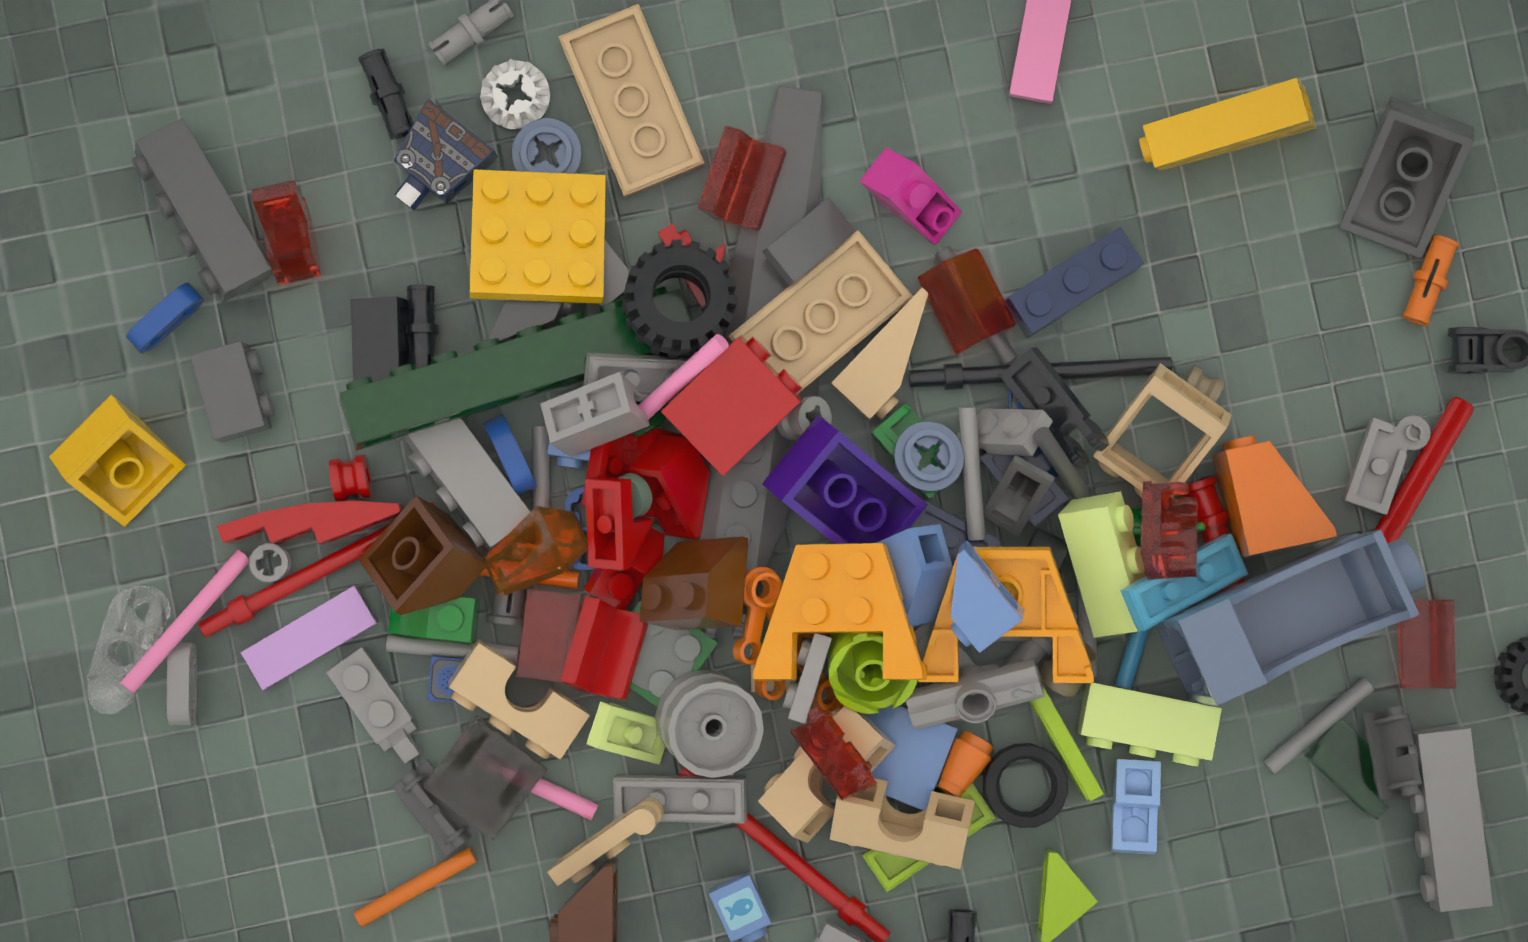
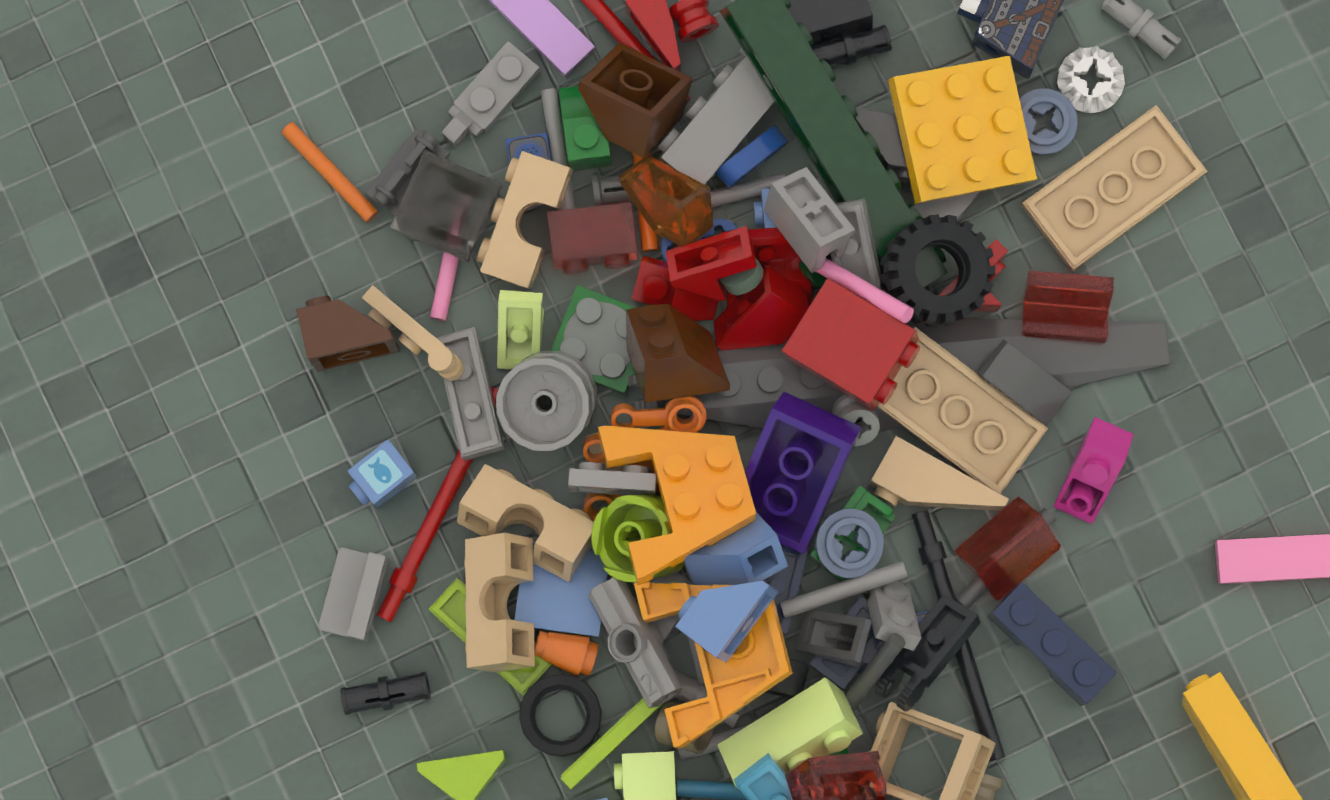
camera: 75 degrees right, 5 degrees down
(604, 650) = (591, 286): red panel -> none
(834, 758) = (545, 519): clear red hinge -> none

